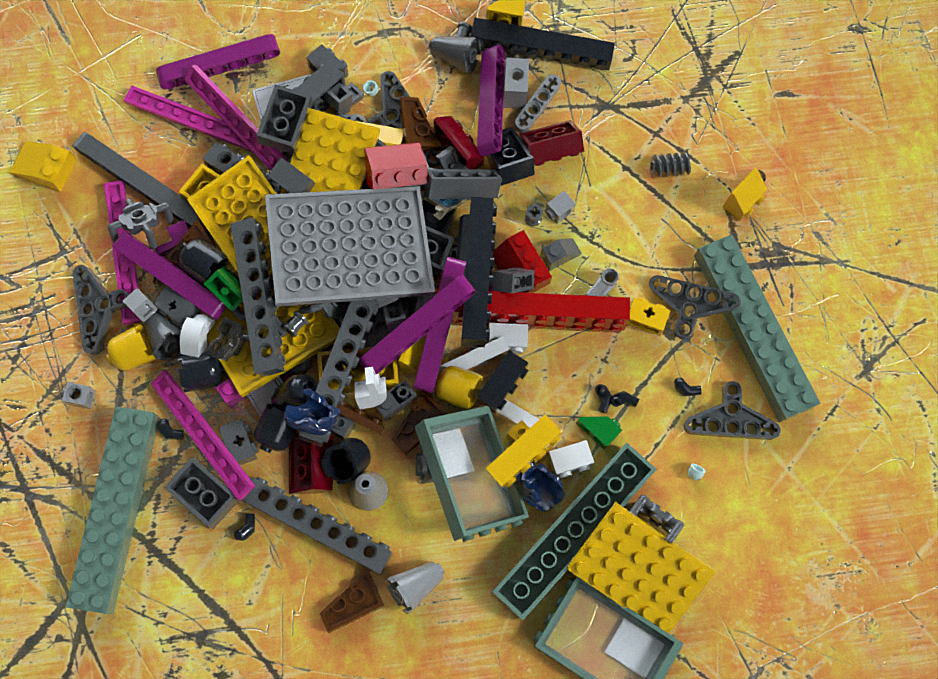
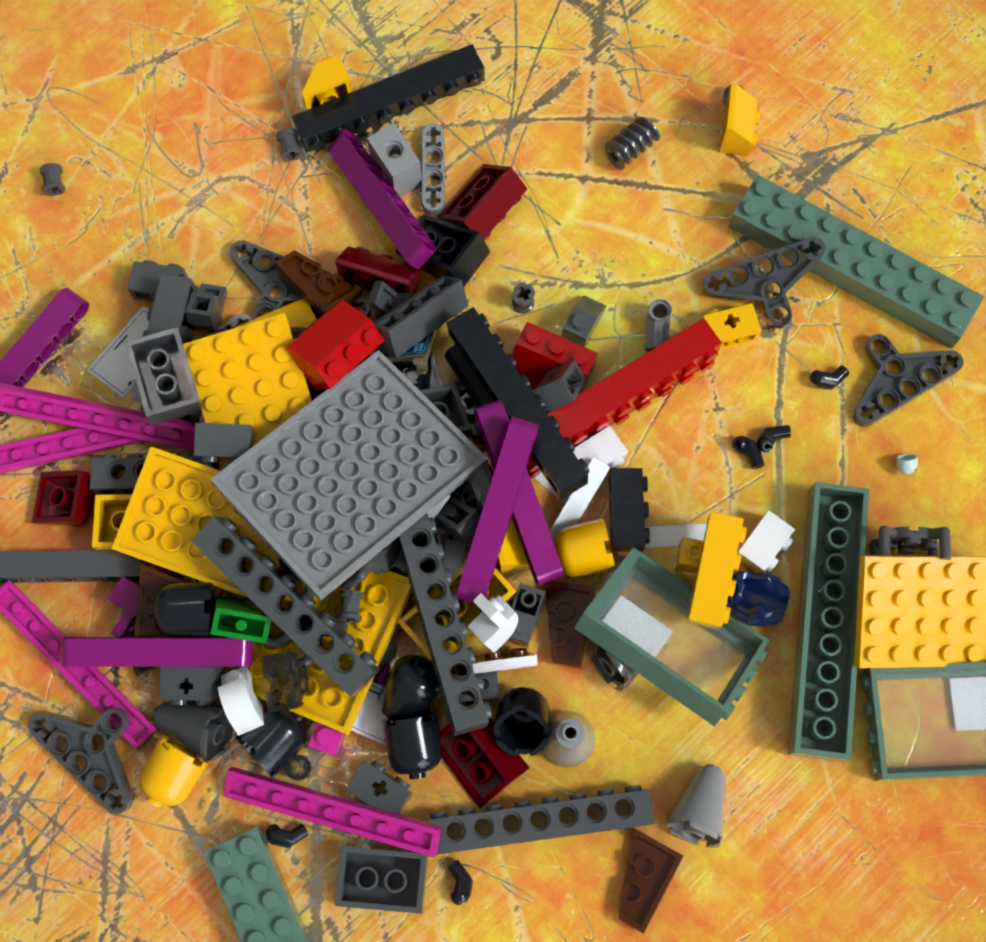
camera: 30 degrees left, 0 degrees up
(86, 395) = (157, 869): light grey brick -> none
(134, 224) = (80, 611): dark grey plate -> none
(140, 305) = (145, 712): light grey brick -> none
(184, 154) = (63, 498): none -> dark red slope
(199, 394) = (307, 767): none -> clear smoke bush
(312, 417) = (459, 696): dark blue hair -> none
(368, 89) = (225, 279): light aqua hinge -> none
(457, 51) = (298, 168): dark grey cone -> none
(560, 207) = (546, 269): light grey brick -> none
(600, 429) = (773, 488): green slope -> none

